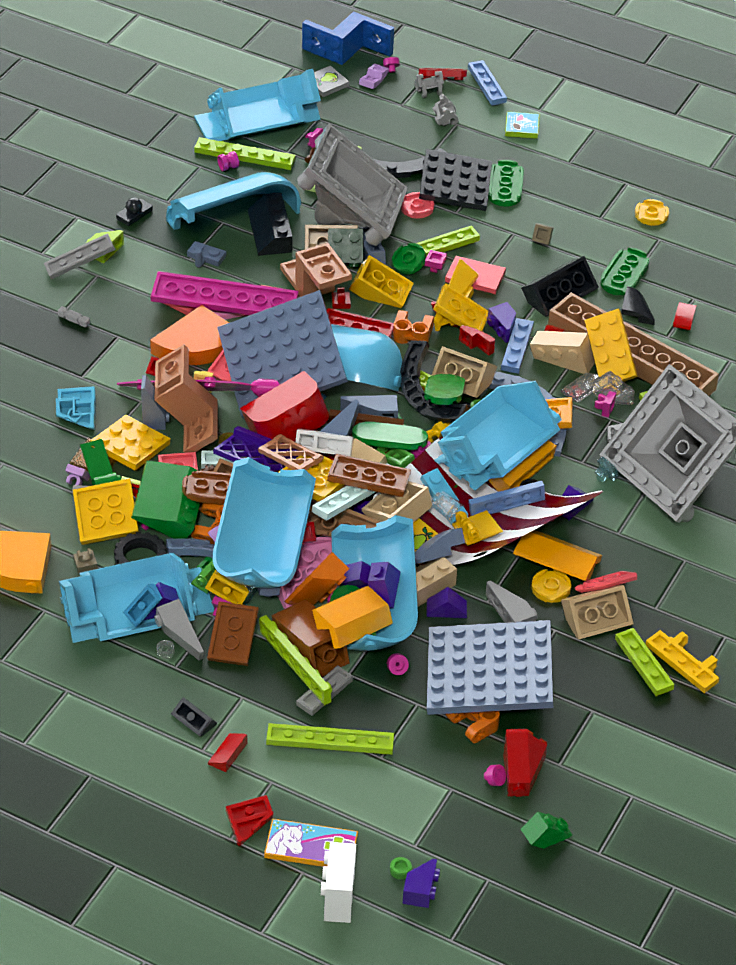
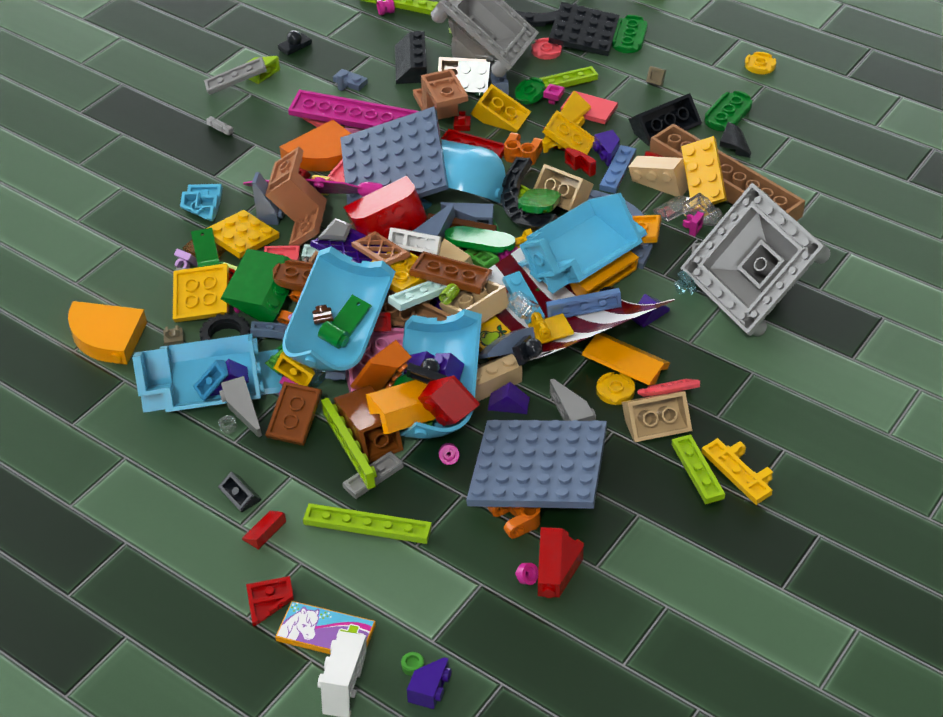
camera: 10 degrees right, 0 degrees up
(239, 435) = (336, 231): none -> light grey piece
(248, 529) = (322, 314): none -> reddish brown plate
(249, 185) = (379, 29): medium azure panel -> none
(267, 543) = (345, 322): none -> green door
(368, 584) = (426, 371): none -> black tile
(373, 500) = (450, 287): none -> lime piece
(393, 610) = (447, 400): none -> red slope
(460, 551) = (526, 349): none -> black tile
(546, 830) = (569, 636): green slope -> none
(684, 316) = (779, 150): slope -> none

